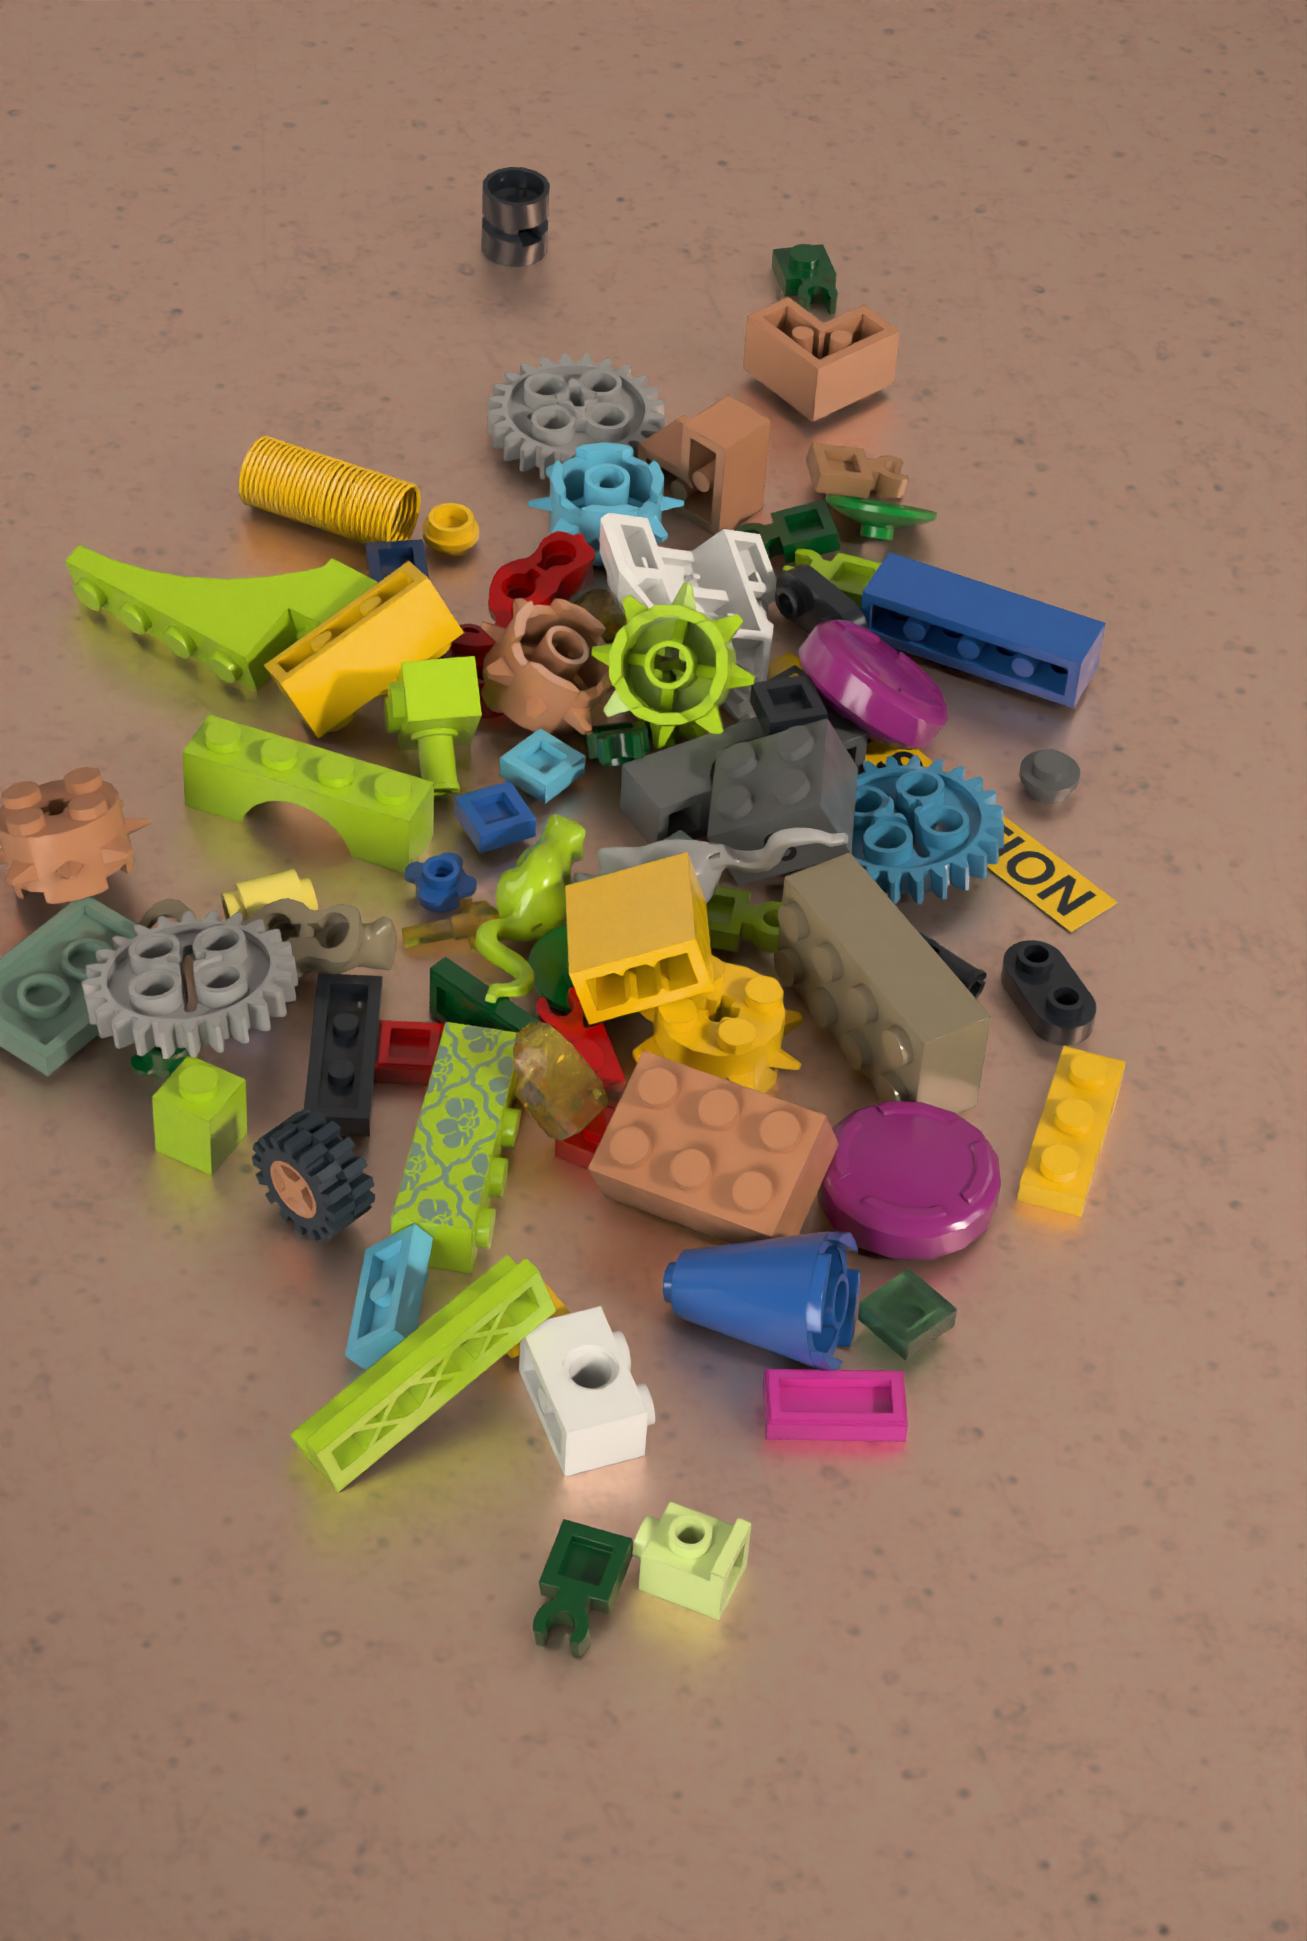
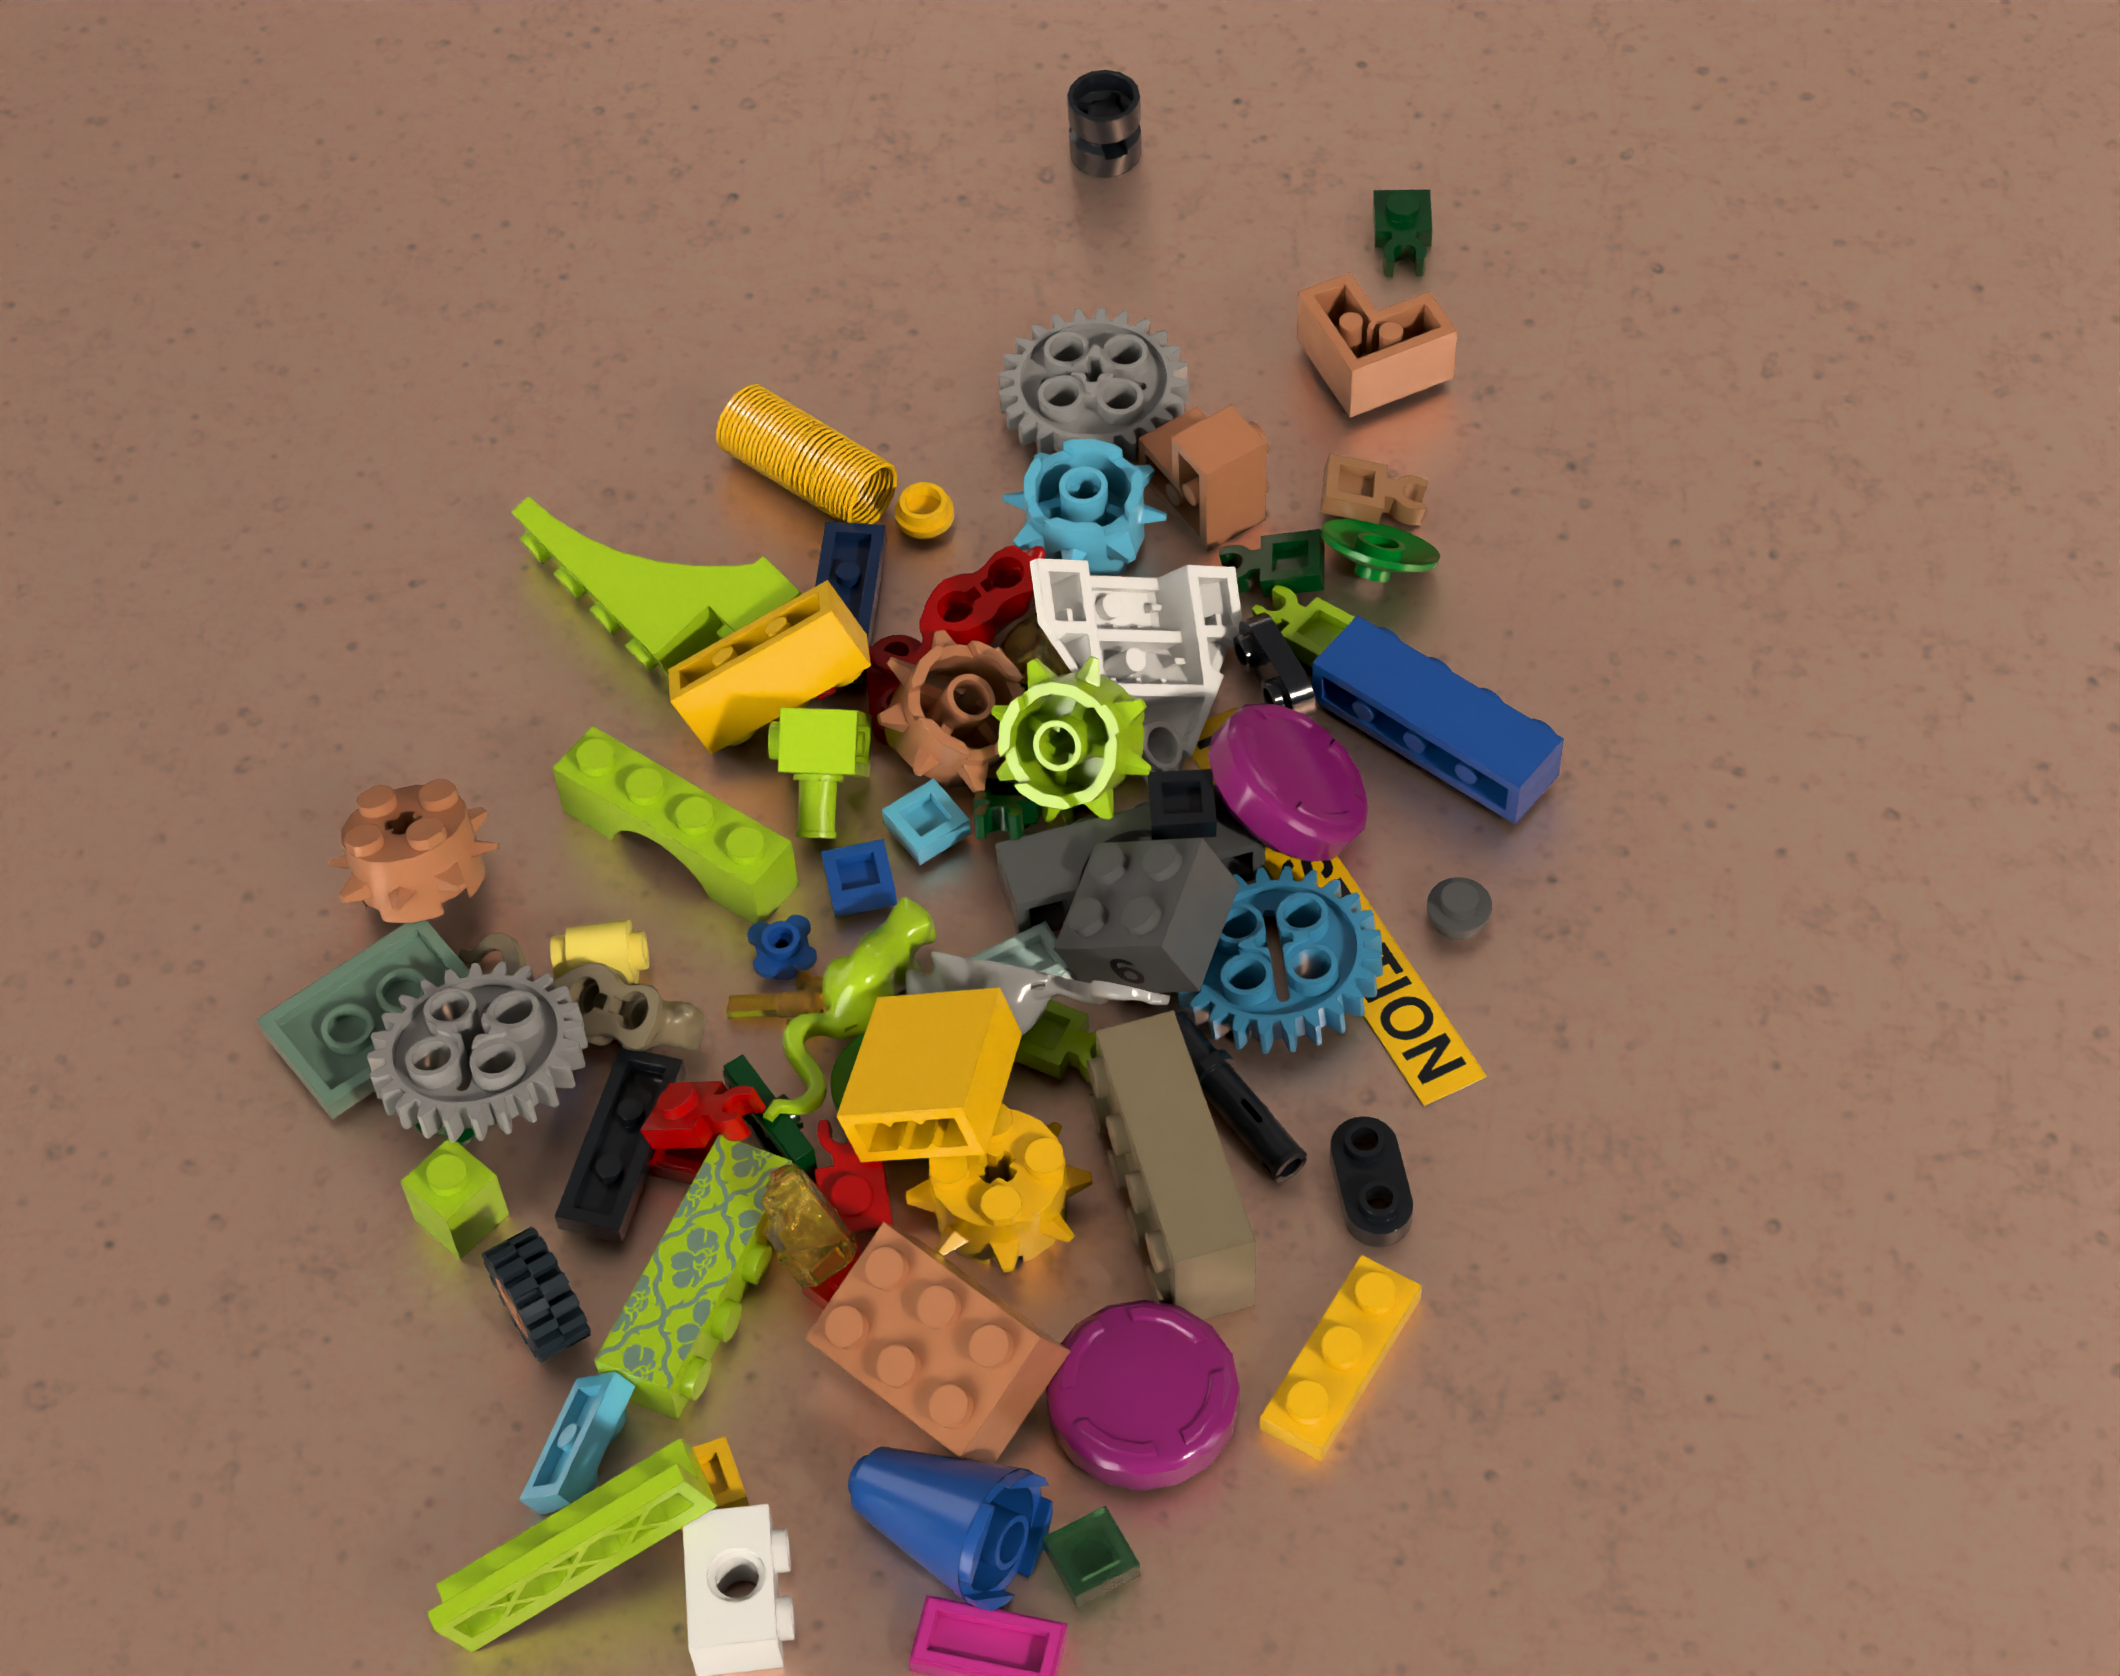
camera: 20 degrees right, 10 degrees up
(415, 1009) = (694, 1111): none -> red plate

